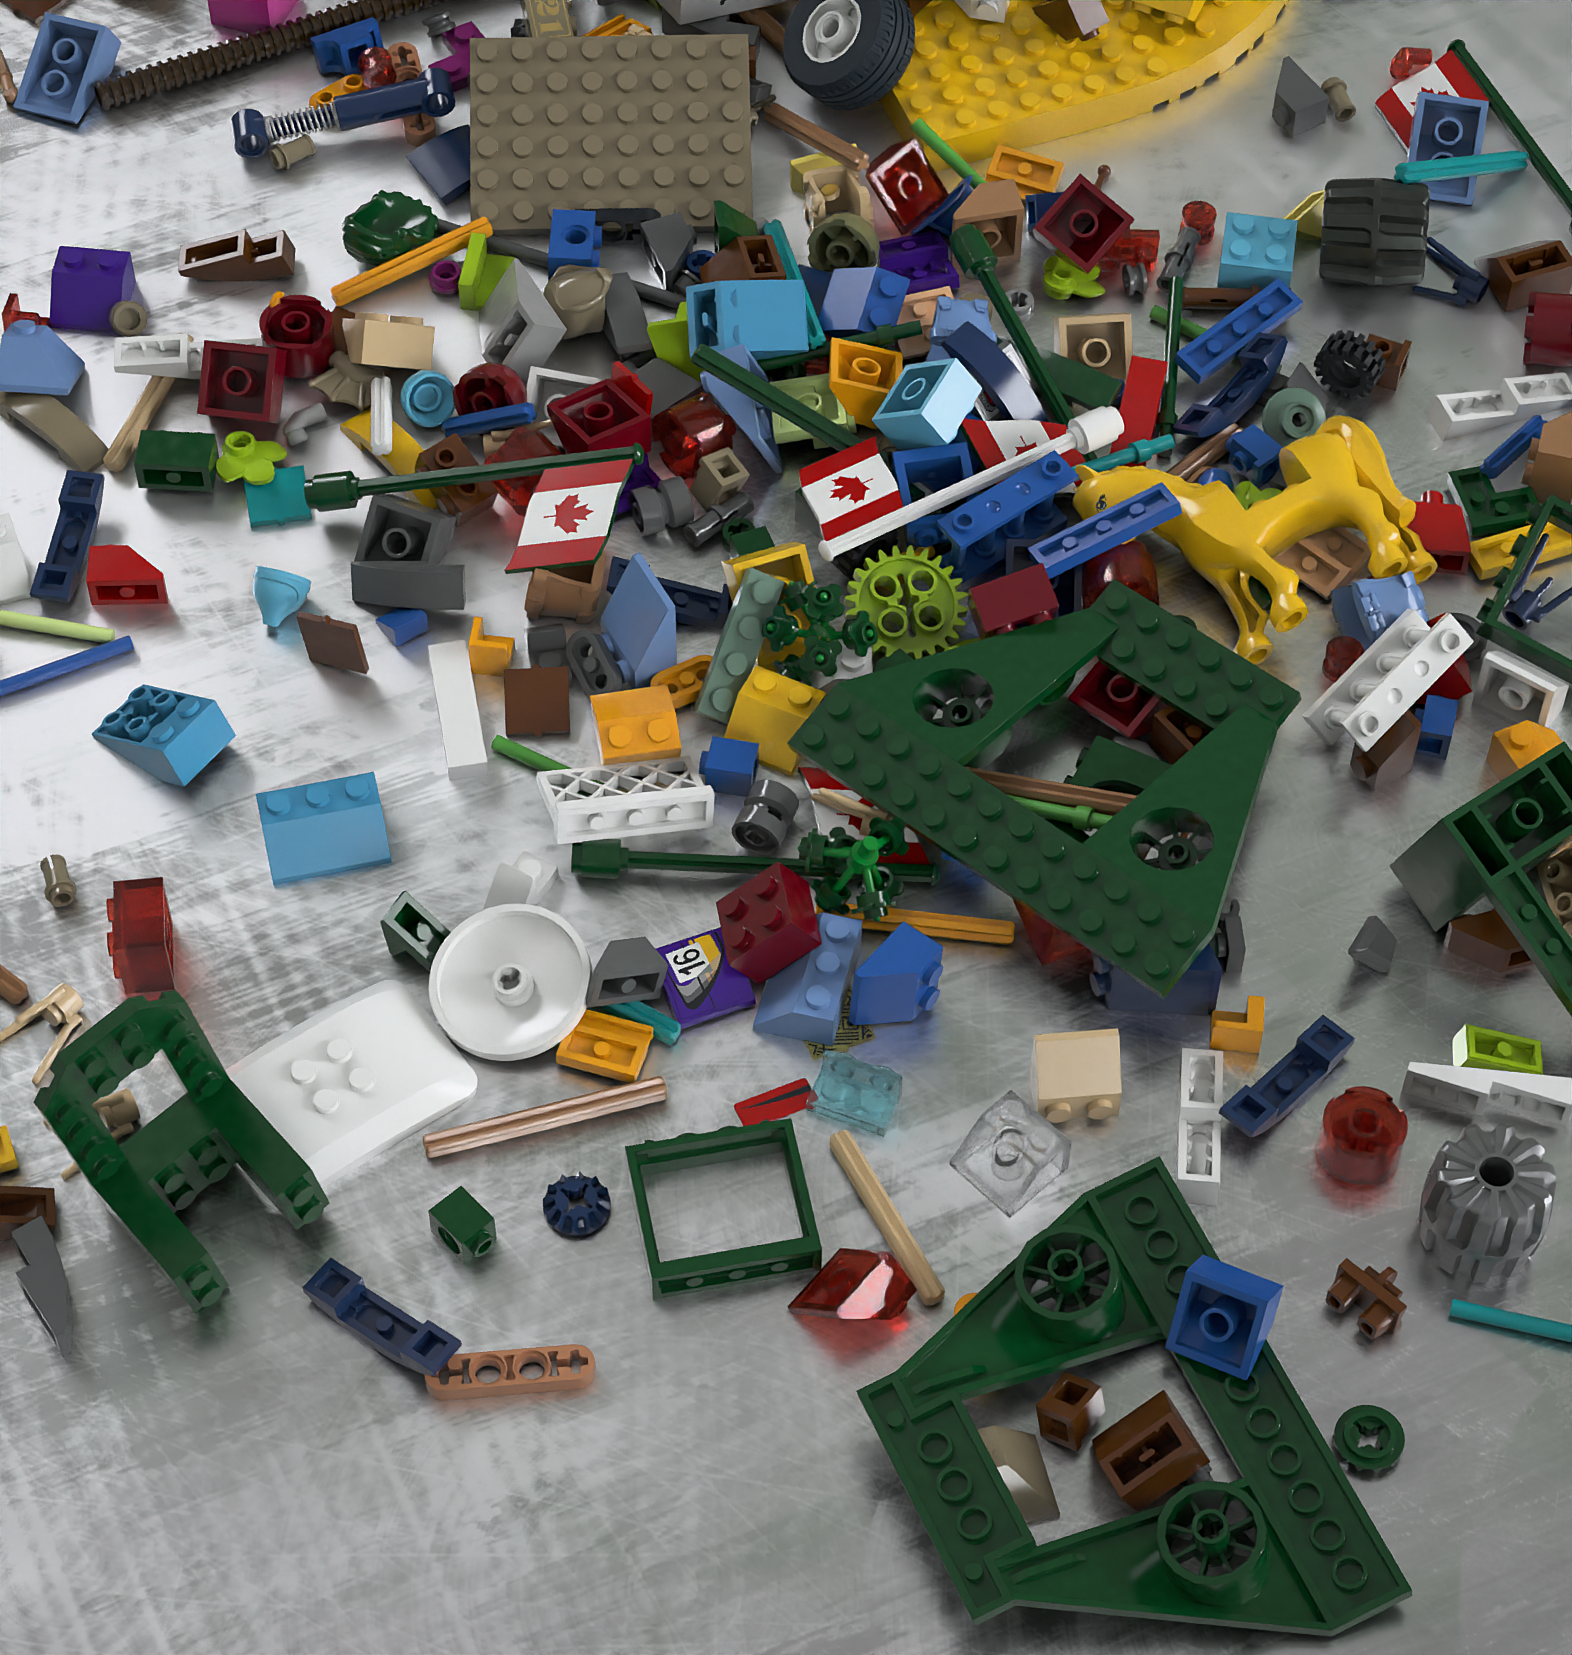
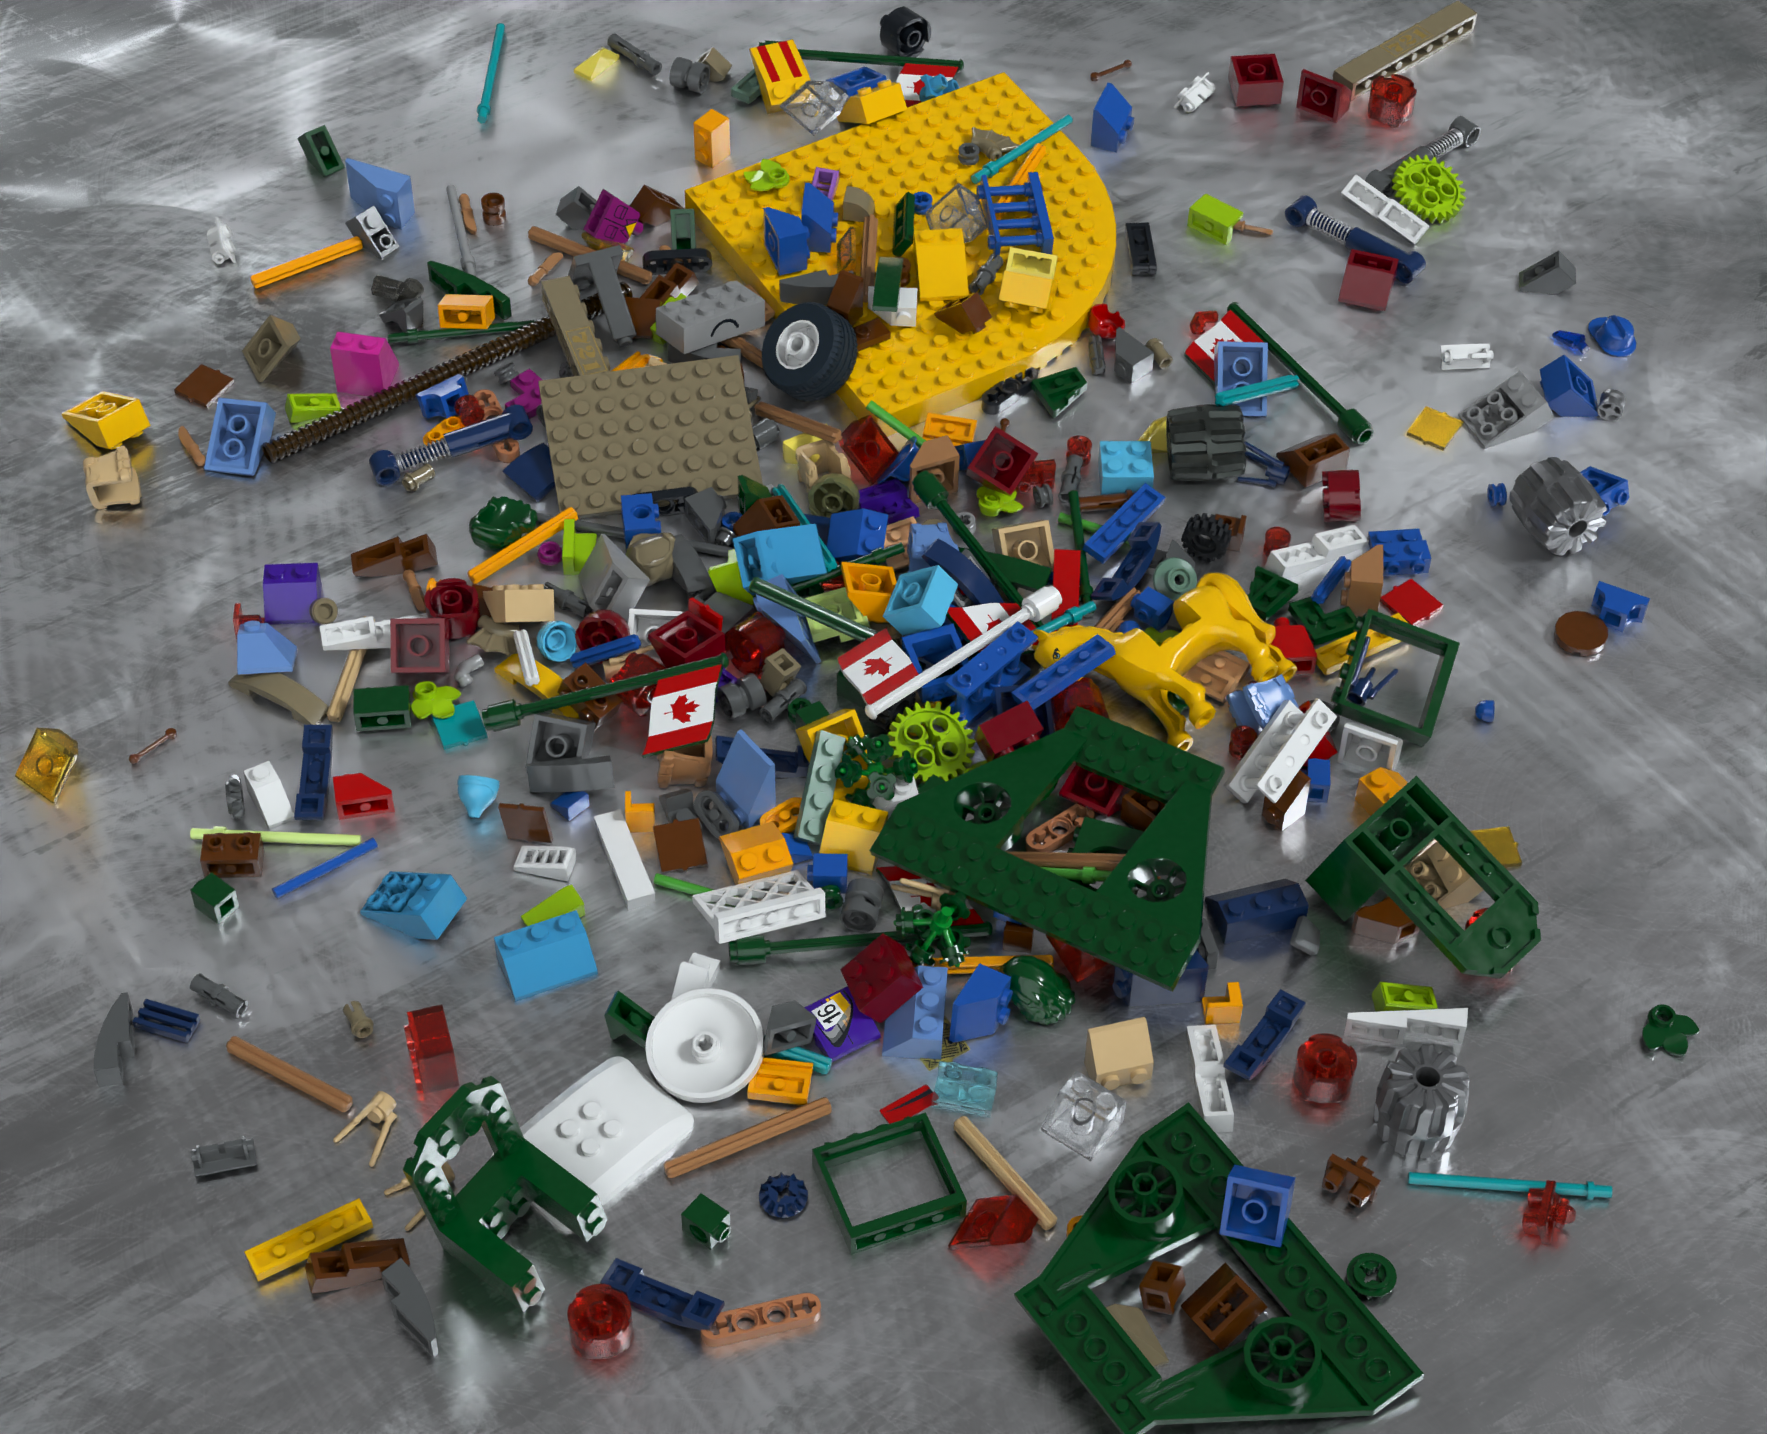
camera: 10 degrees left, 5 degrees down
(170, 38) = (310, 406): none -> lime slope
(255, 301) = (415, 590): none -> medium nougat piece
(290, 1343) = (600, 1322): none -> clear red brick
(356, 759) = (559, 903): none -> lime slope
(366, 714) = (552, 870): none -> white slope
(455, 343) = (567, 600): none -> dark grey pin
(692, 727) = (798, 849): none -> blue slope
(726, 801) = (833, 897): none -> dark green bush
(769, 147) = (765, 433): none -> dark grey brick
(937, 26) = (871, 334): none -> reddish brown plate
(971, 892) = (1018, 937): none -> reddish brown panel
(984, 968) = (1038, 989): none -> dark green piece
(1052, 762) = (1053, 840): none -> nougat beam
(1101, 138) = (1005, 399): none -> black beam
(1189, 134) = (1059, 389): none -> dark green wing
(1251, 91) = (1096, 355): none -> dark grey axle
(1269, 46) = (1104, 322): none -> red hair
(1314, 898) = (1257, 910): none -> dark blue slope
(1423, 454) = (1270, 592): none -> dark green wing
(1448, 379) = (1276, 539): none -> clear red wheel

